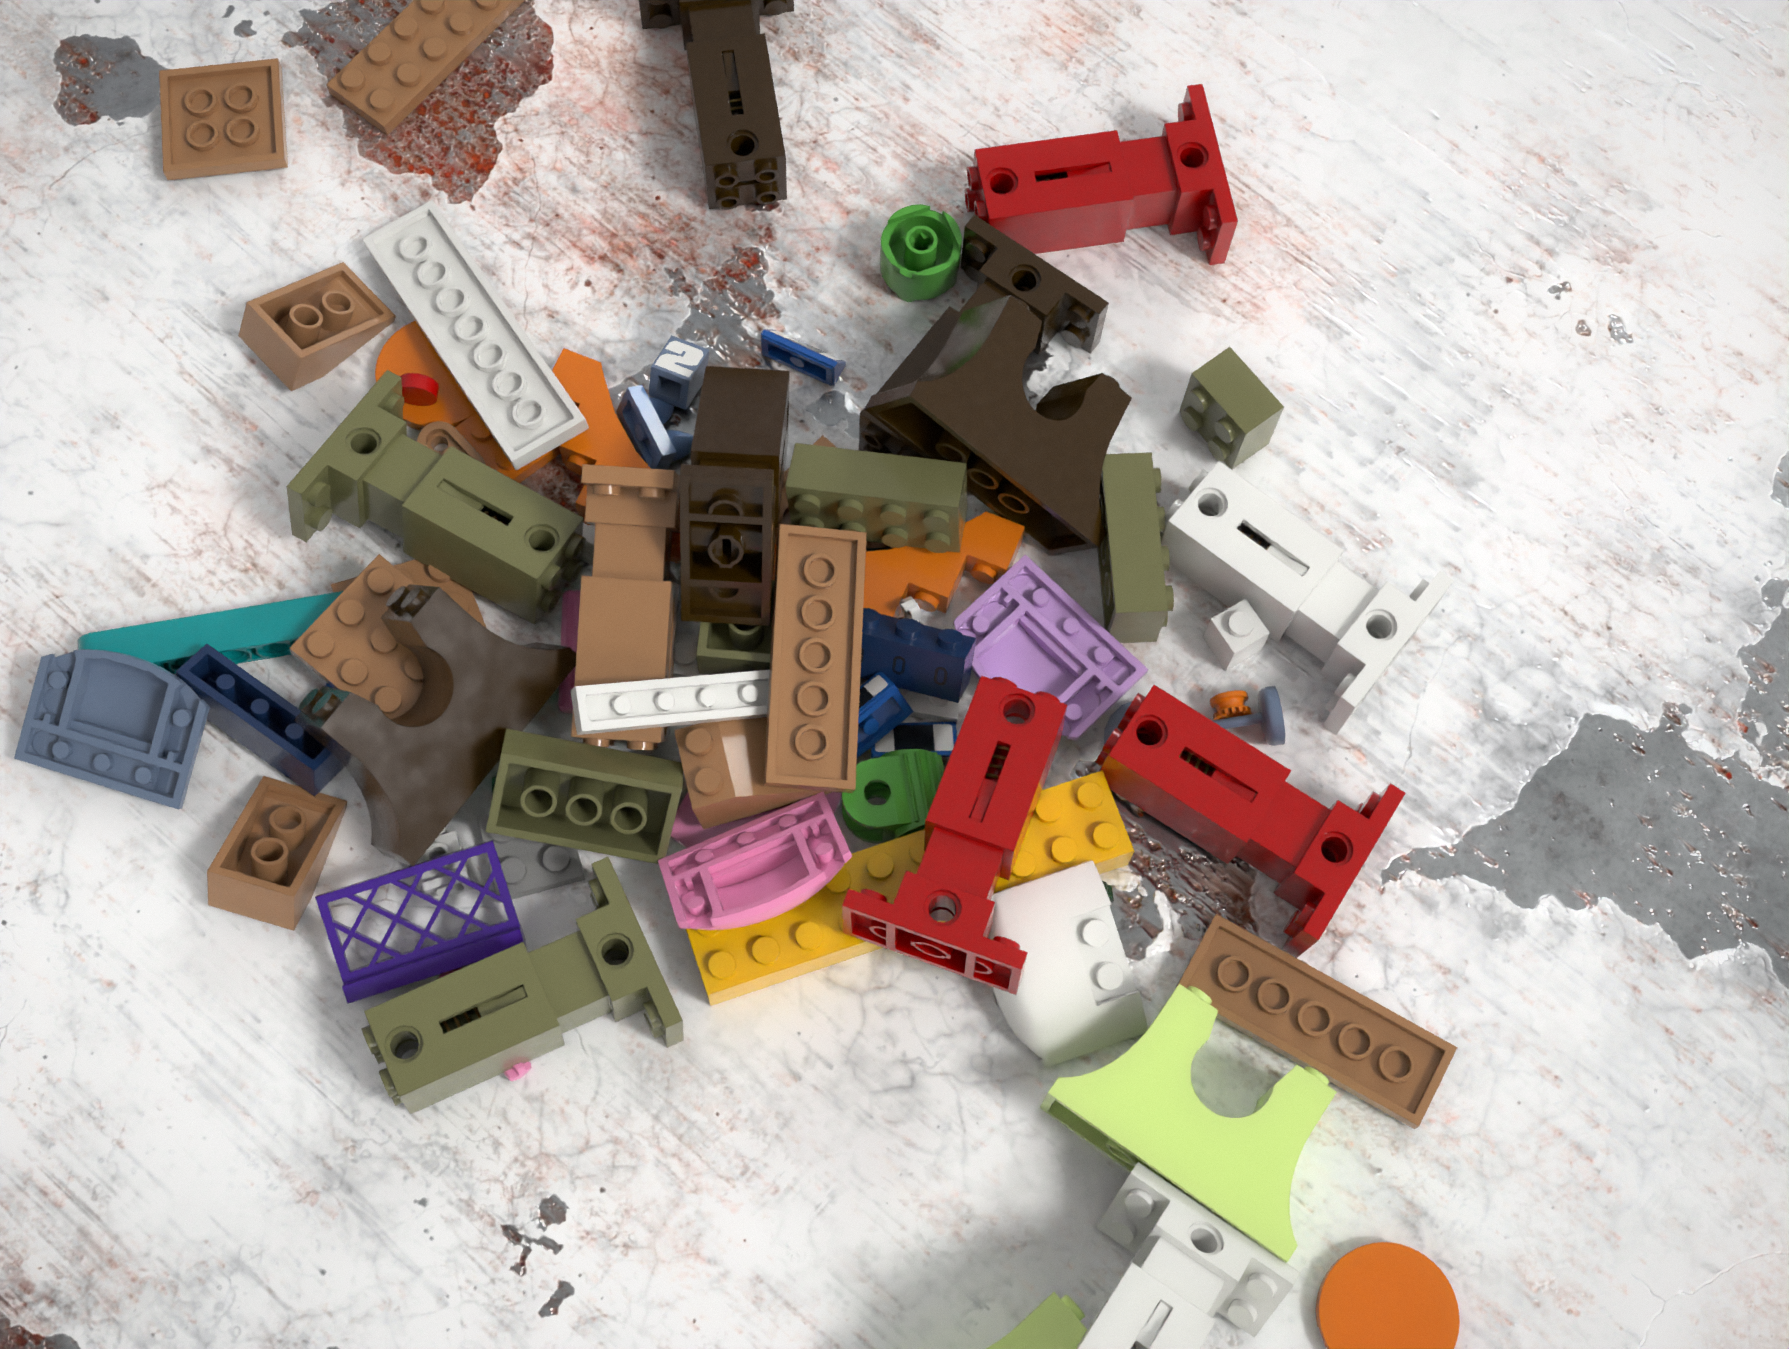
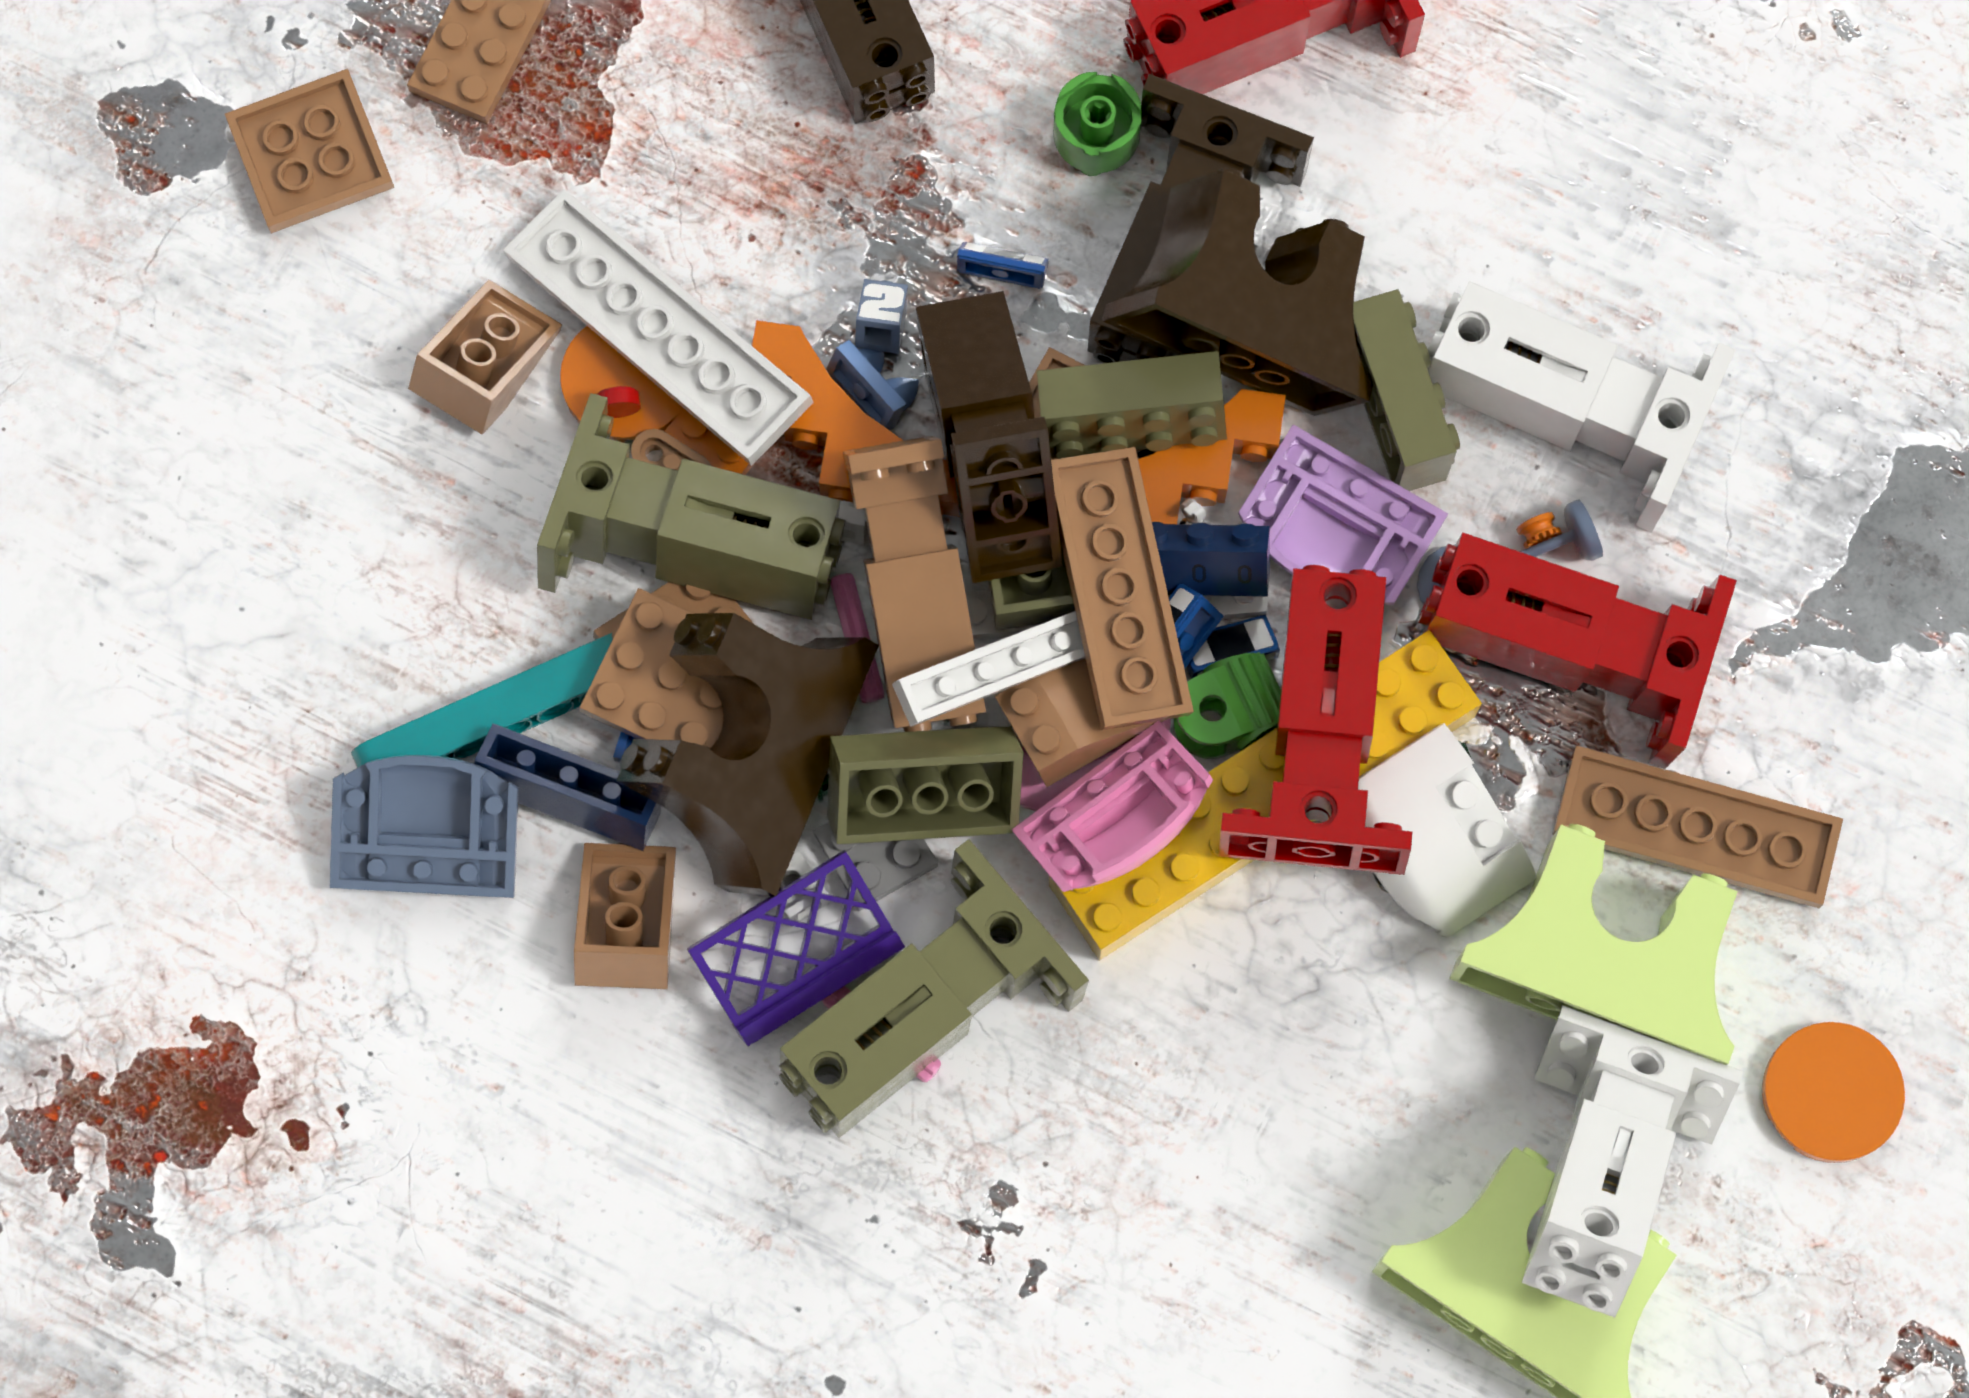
camera: 10 degrees left, 5 degrees up
(1230, 408) = (1463, 217): olive brick -> none
(1235, 634) = (1526, 455): white brick -> none

